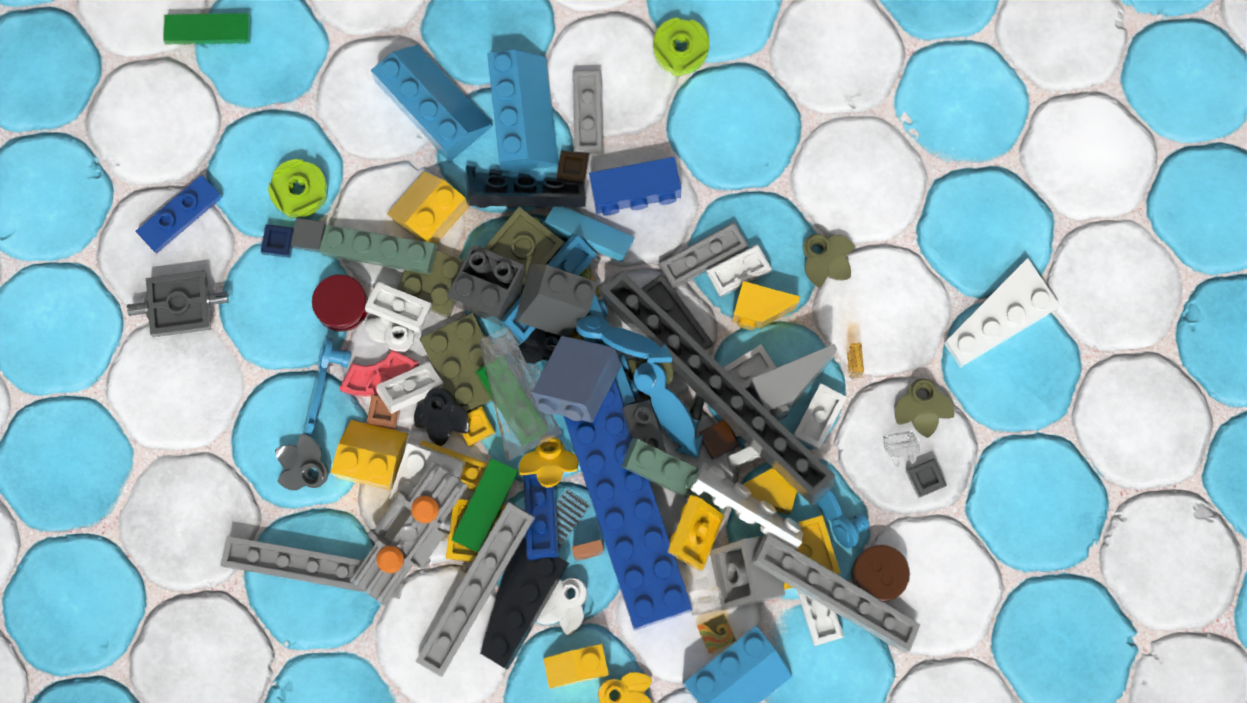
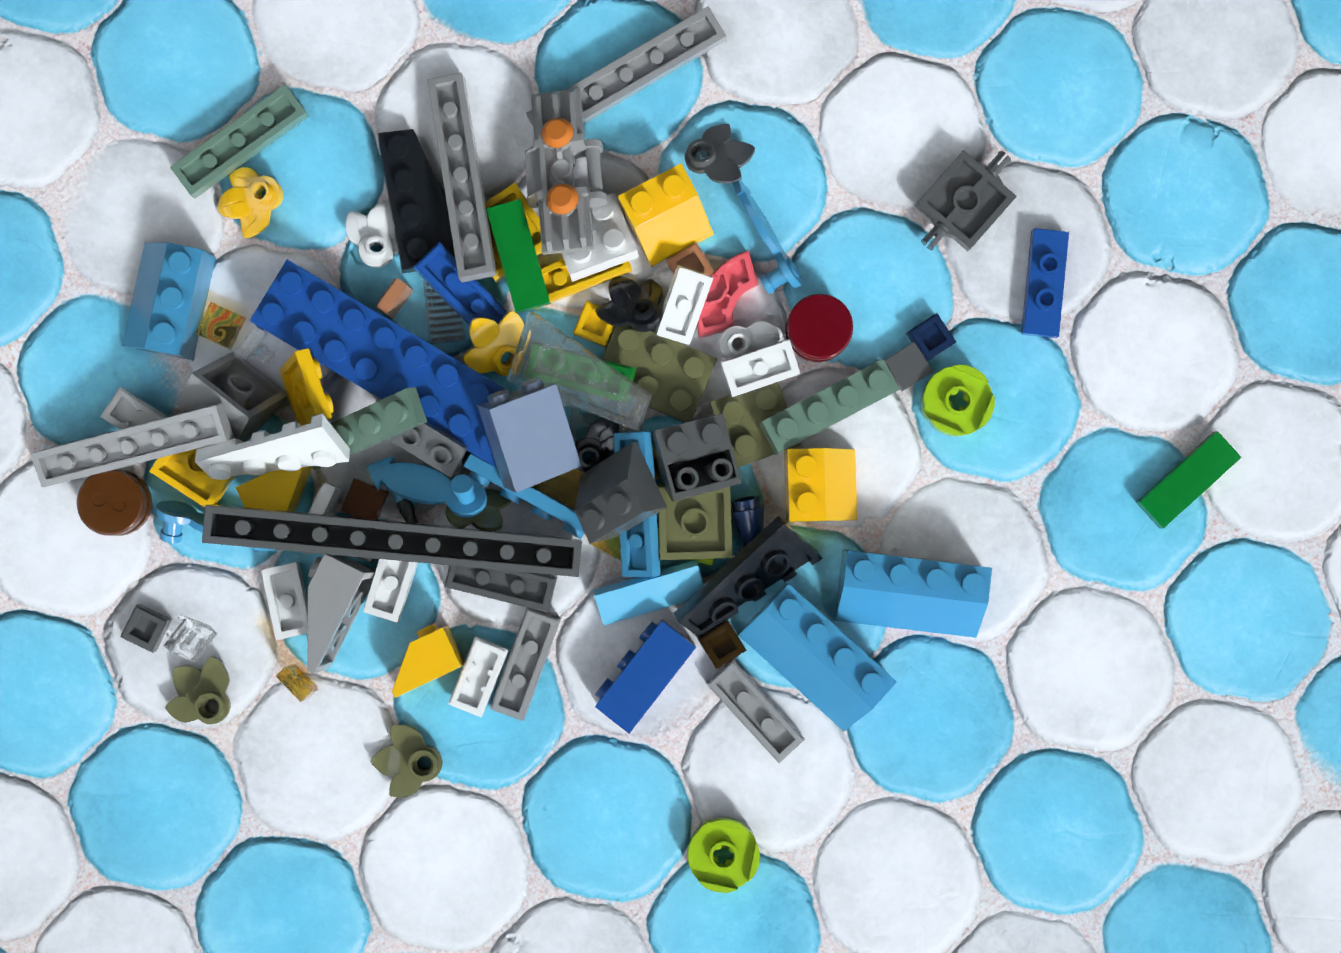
camera: 130 degrees right, 10 degrees up
(488, 224) = (748, 517): none -> dark blue cone
(576, 666) = (316, 190): yellow slope -> none
(624, 340) = (517, 507): dark azure brick -> none
(1009, 310) = (194, 861): white wing -> none

